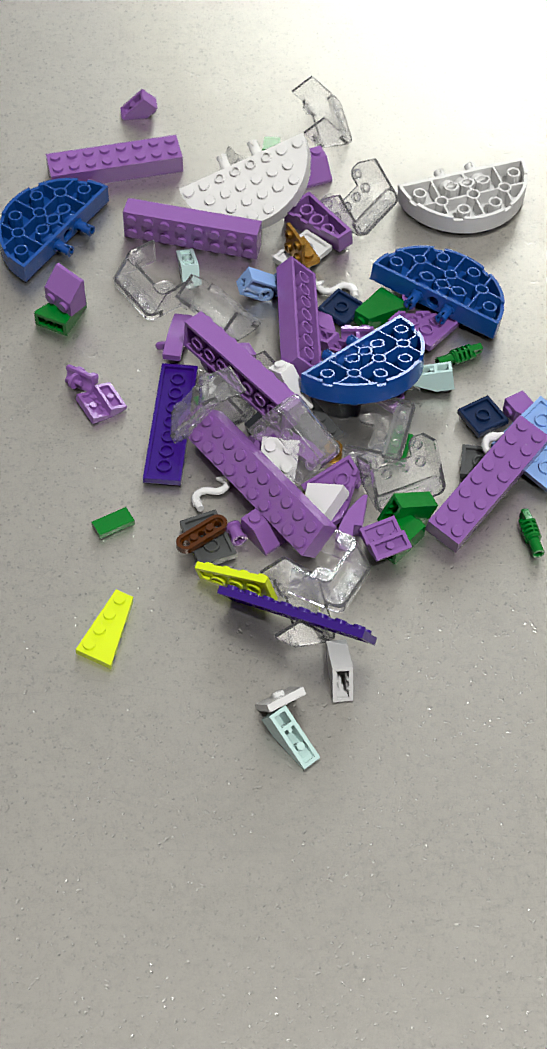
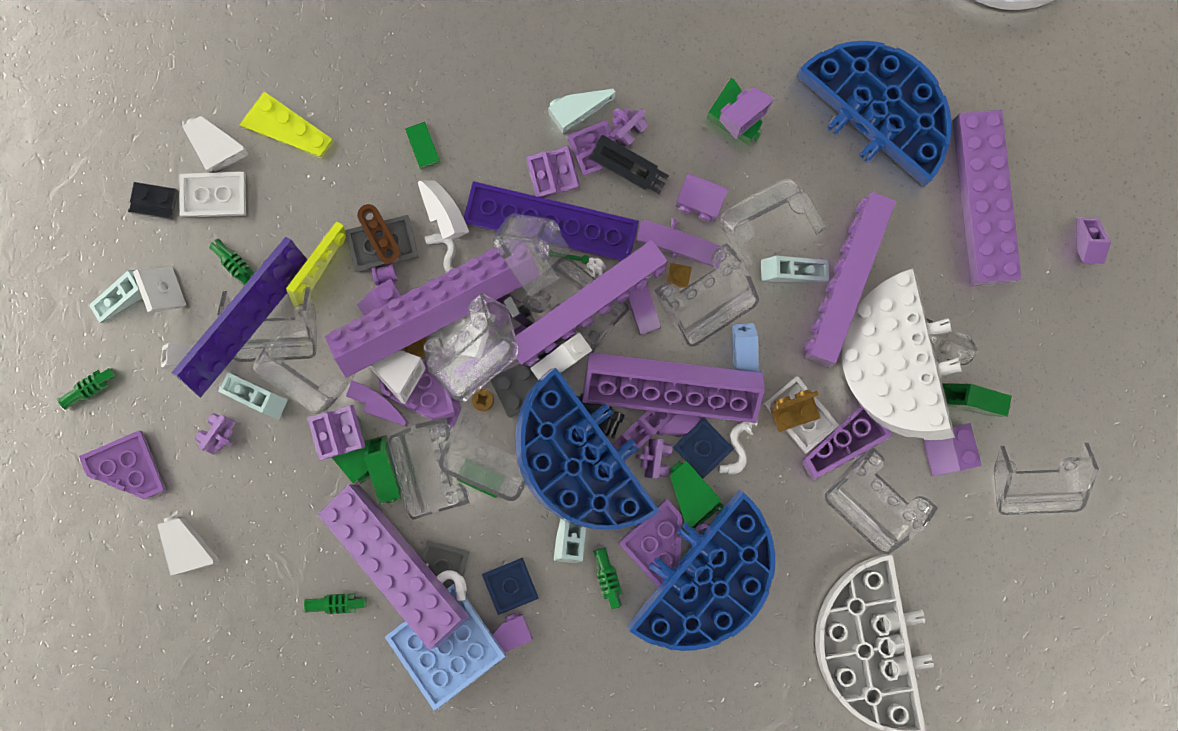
camera: 100 degrees right, 30 degrees up
(71, 418) = (575, 108): none -> light aqua slope
(109, 384) = (620, 162): none -> black hinge
(126, 427) = (553, 172): none -> medium lavender slope
(132, 682) = (213, 145): none -> white slope
(138, 323) = (701, 198): none -> medium lavender slope
(172, 494) = (442, 210): none -> white slope
(181, 677) = (213, 194): none -> white plate
(193, 729) = (153, 200): none -> black plate
(245, 649) = (232, 262): none -> green hinge
(365, 613) = (253, 395): none -> light aqua slope
(385, 754) = (87, 387): none -> green hinge
(397, 637) = (217, 435): none -> medium lavender hips
(451, 710) = (126, 466): none -> medium lavender plate
(513, 650) = (184, 546): none -> white slope

